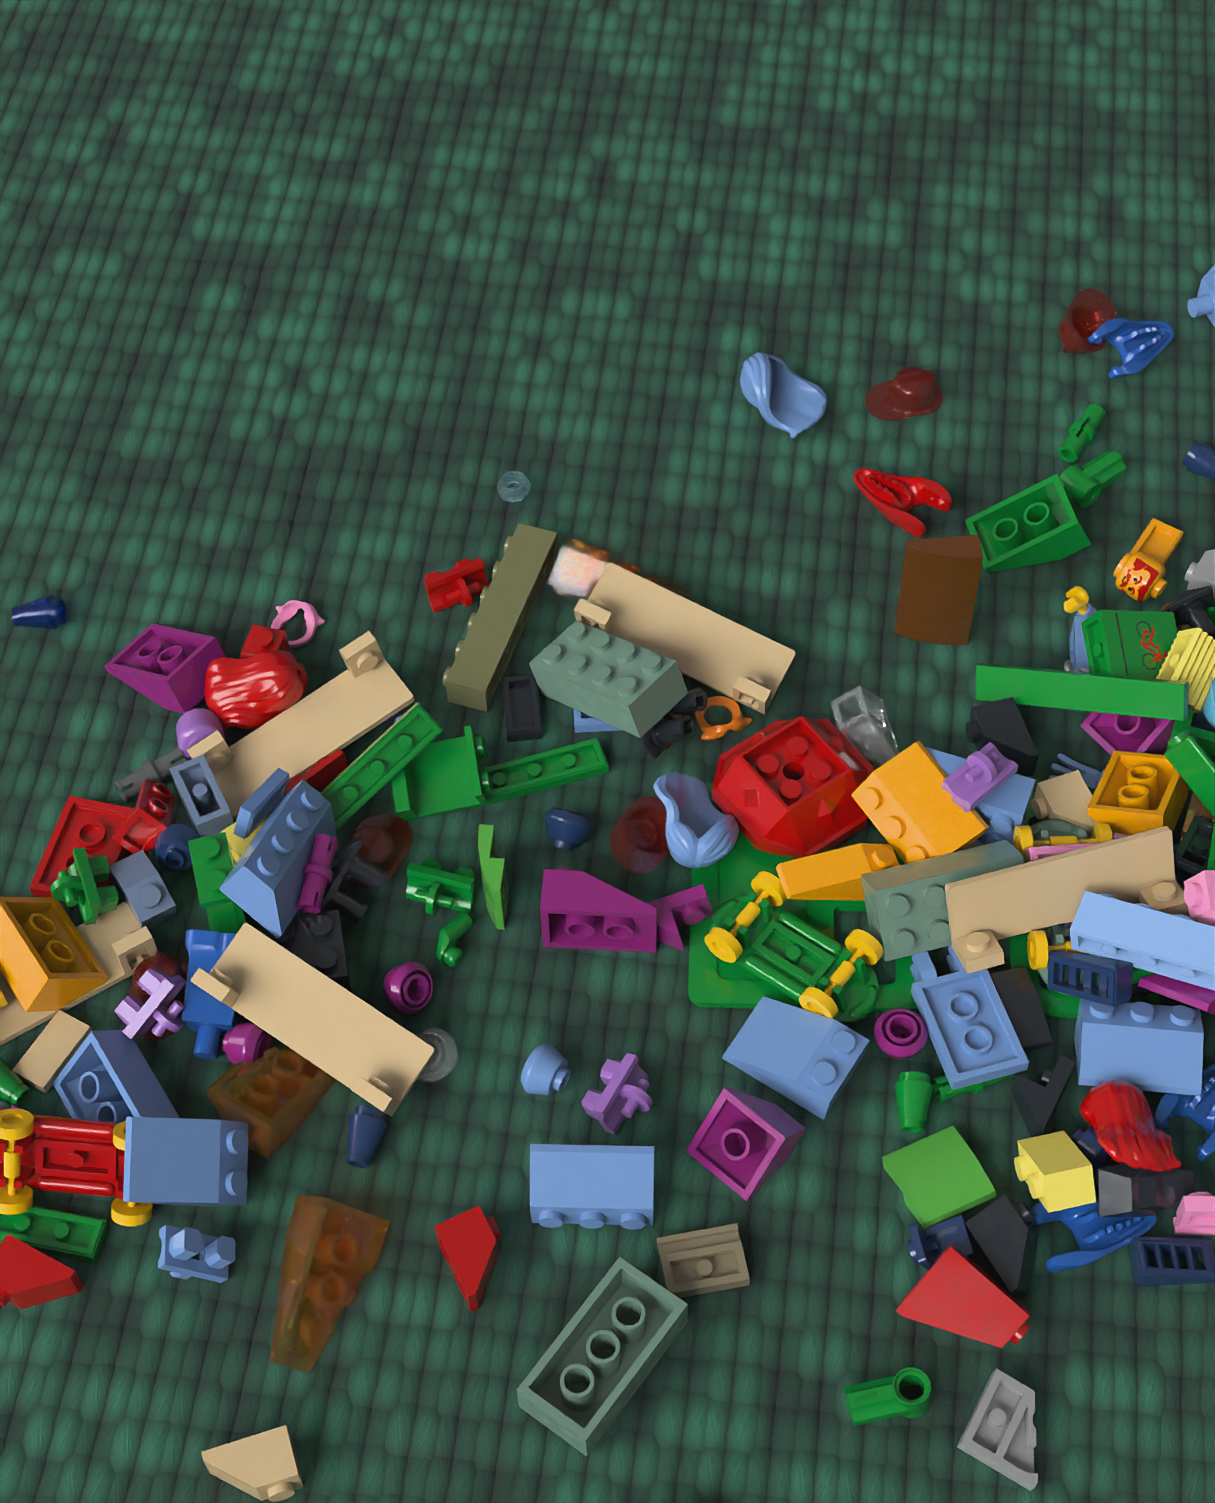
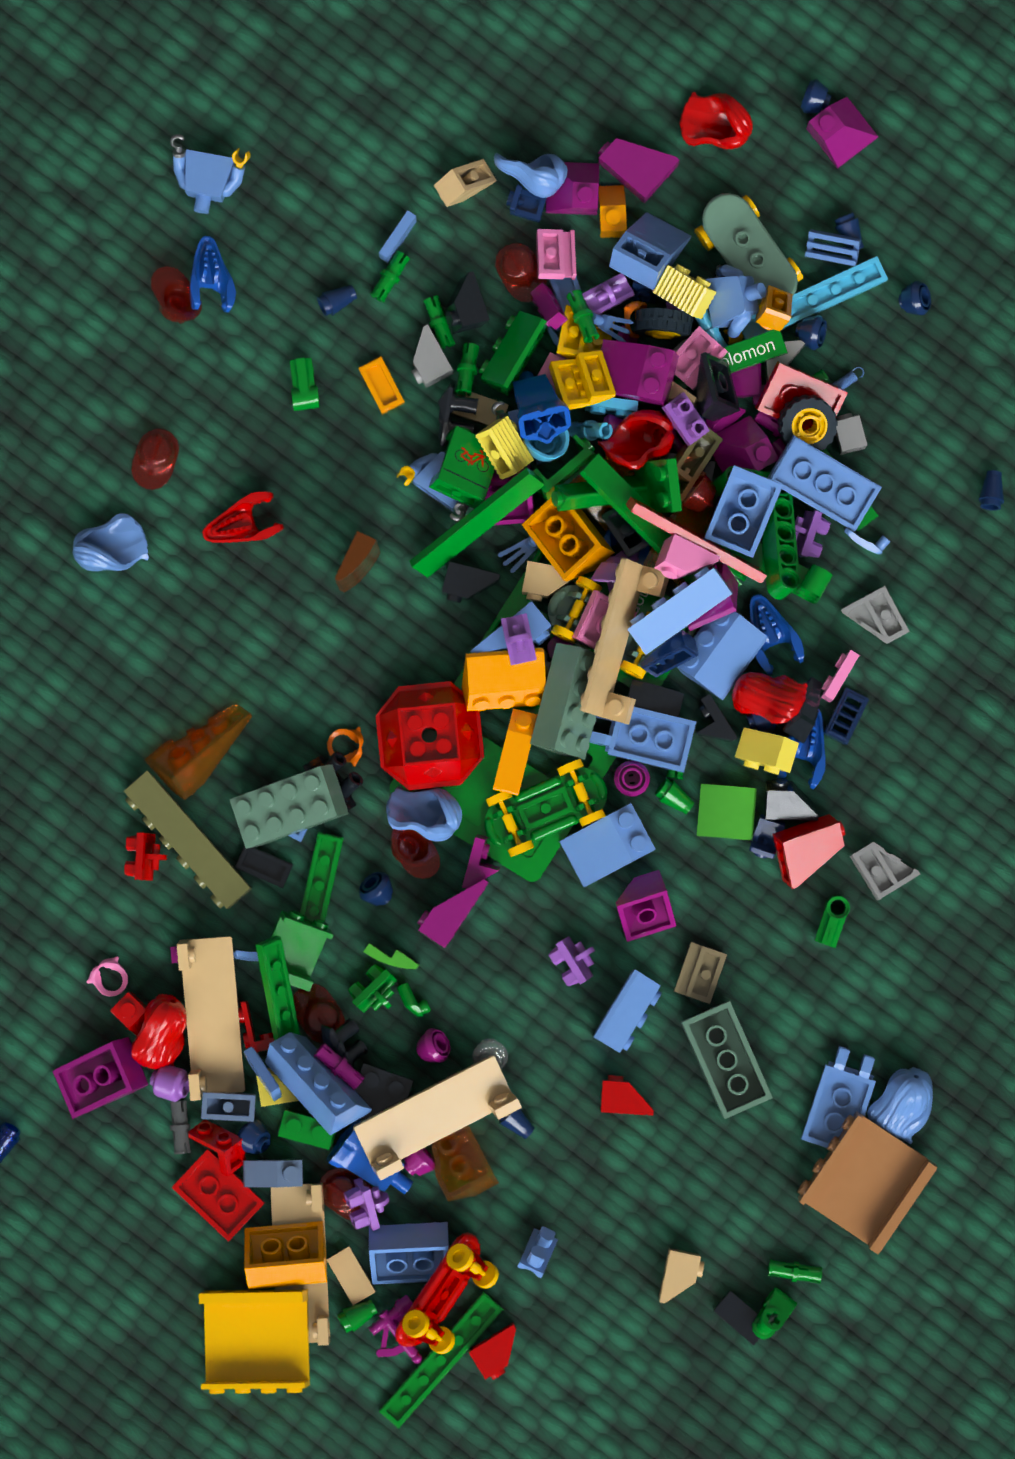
camera: 60 degrees left, 30 degrees up
(79, 886) = (244, 1205): green hips -> none
(185, 1161) = (489, 1232): medium blue slope -> none
(322, 1265) = (580, 1183): clear orange wedge -> none
(513, 486) = (71, 768): clear light blue plate -> none
(545, 1071) = (536, 995): medium blue cone -> none
(701, 641) = (281, 736): tan bracket -> none
(866, 725) = (416, 665): clear slope -> none
(1029, 528) = (320, 456): green slope -> none
(1081, 433) = (254, 348): green pin -> none
(1140, 576) = (402, 412): light orange head -> none

